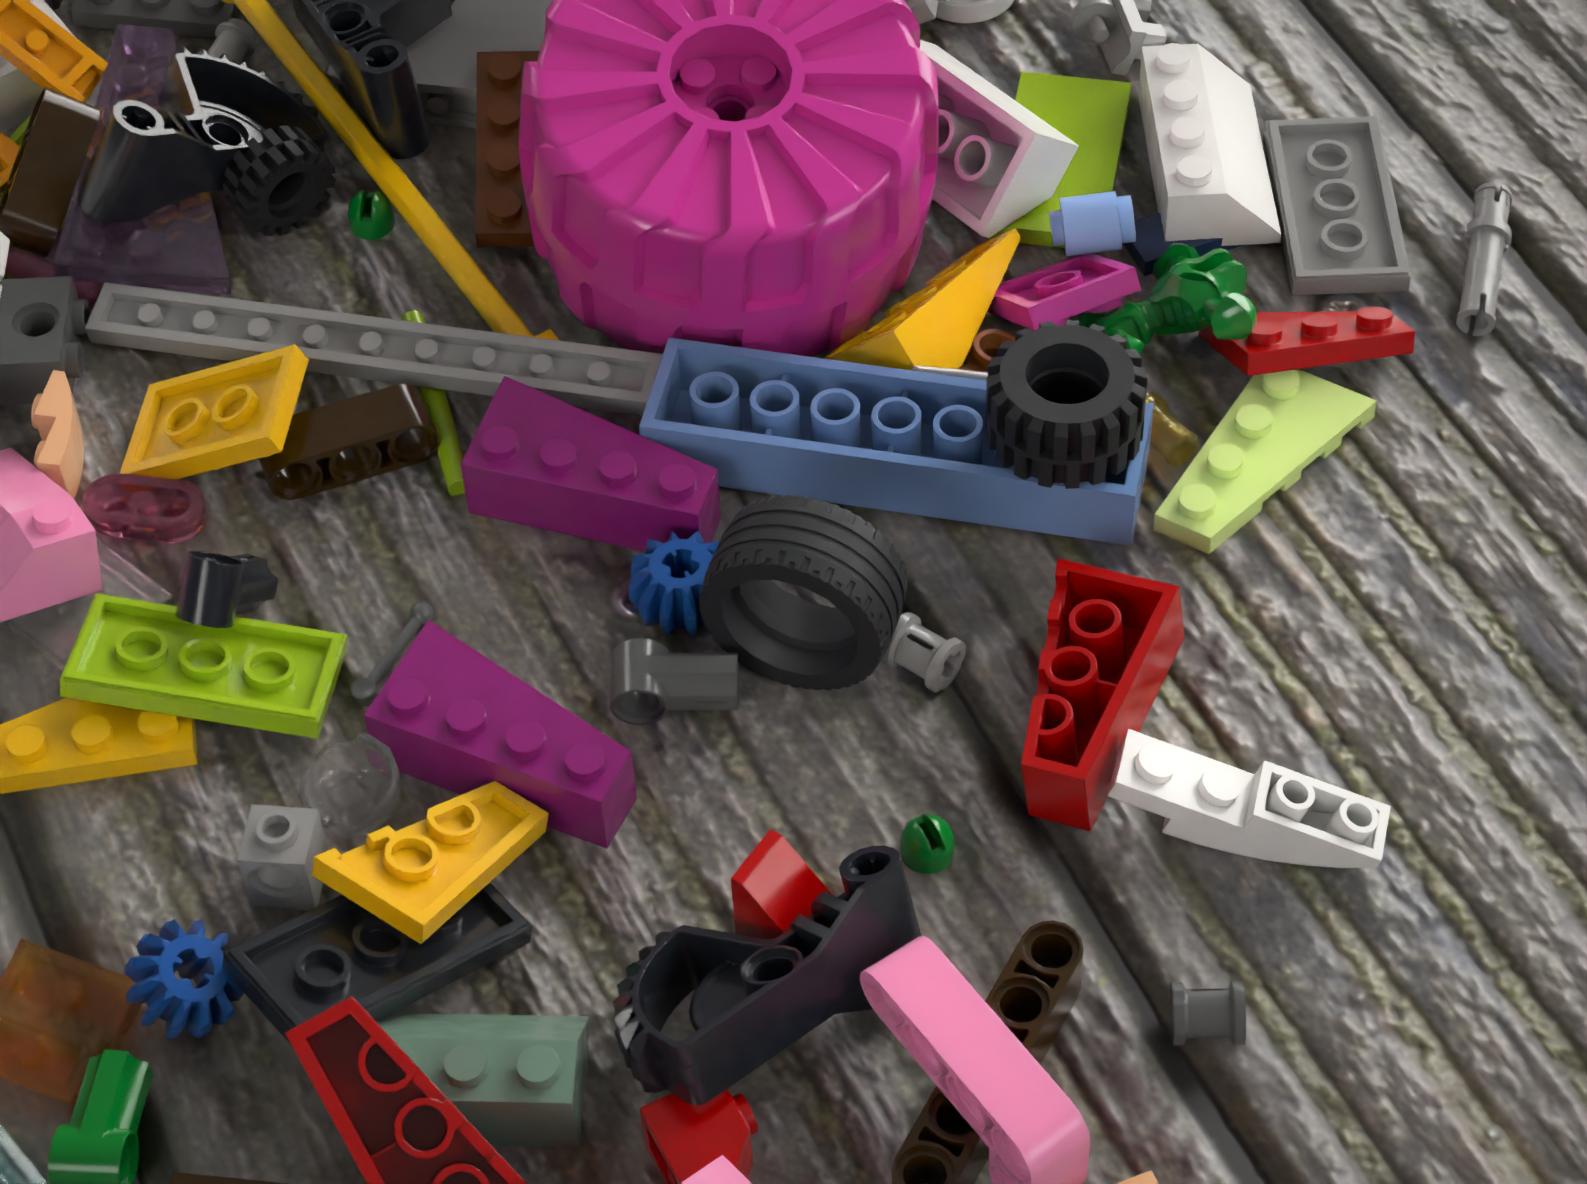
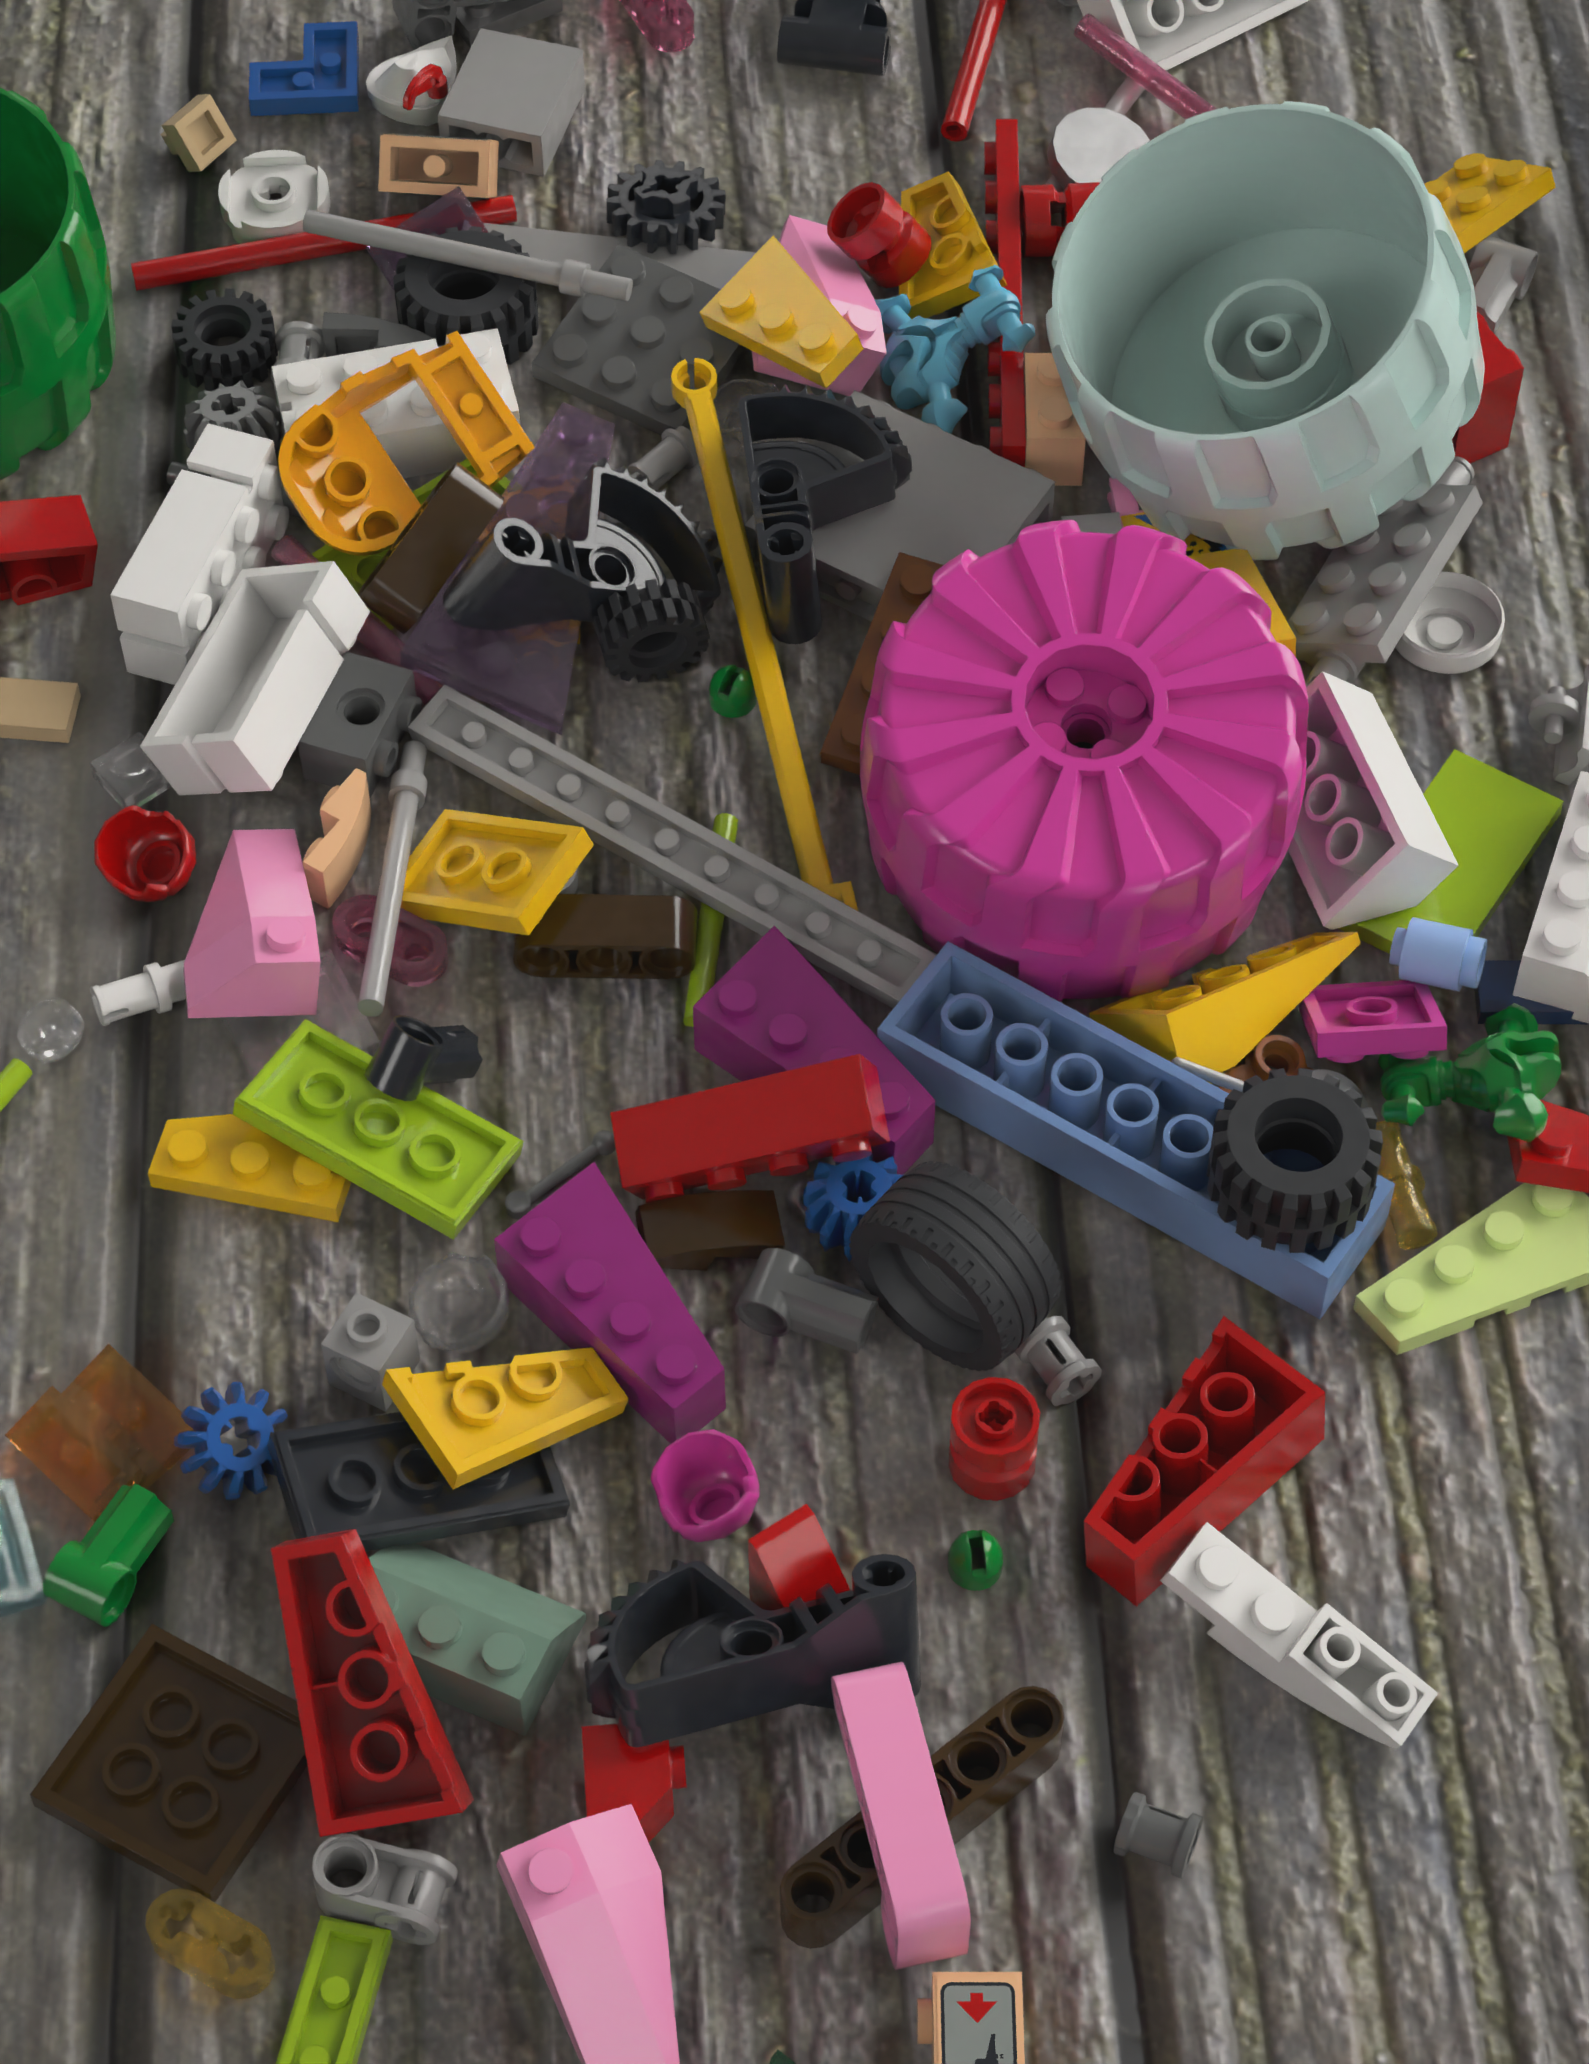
camera: 20 degrees right, 5 degrees up
(108, 387) = (406, 796): none -> light grey bar
(557, 644) = (698, 1227): none -> dark brown slope
(560, 546) = (751, 1129): none -> red brick
(655, 862) = (705, 1485): none -> dark pink hair
(899, 732) = (993, 1438): none -> red wheel

